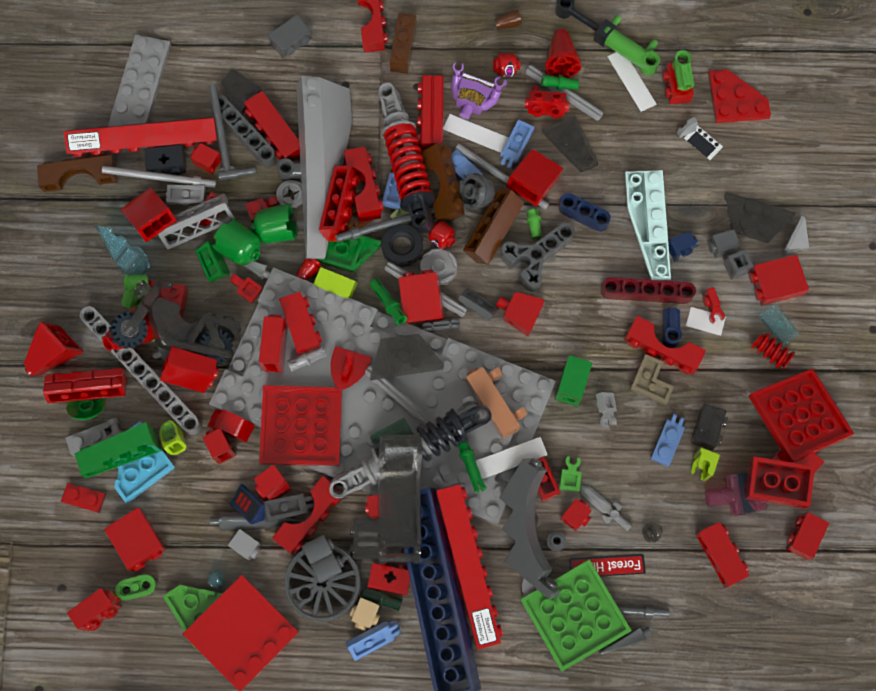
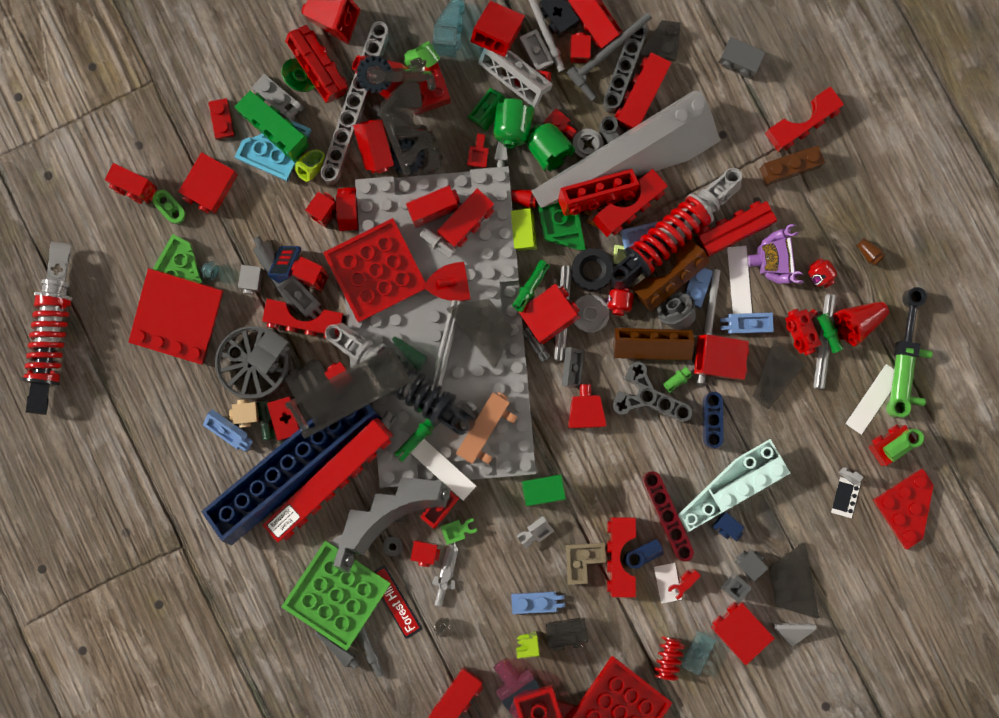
camera: 60 degrees right, 10 degrees up
(354, 233) = (576, 222): dark grey bar -> none

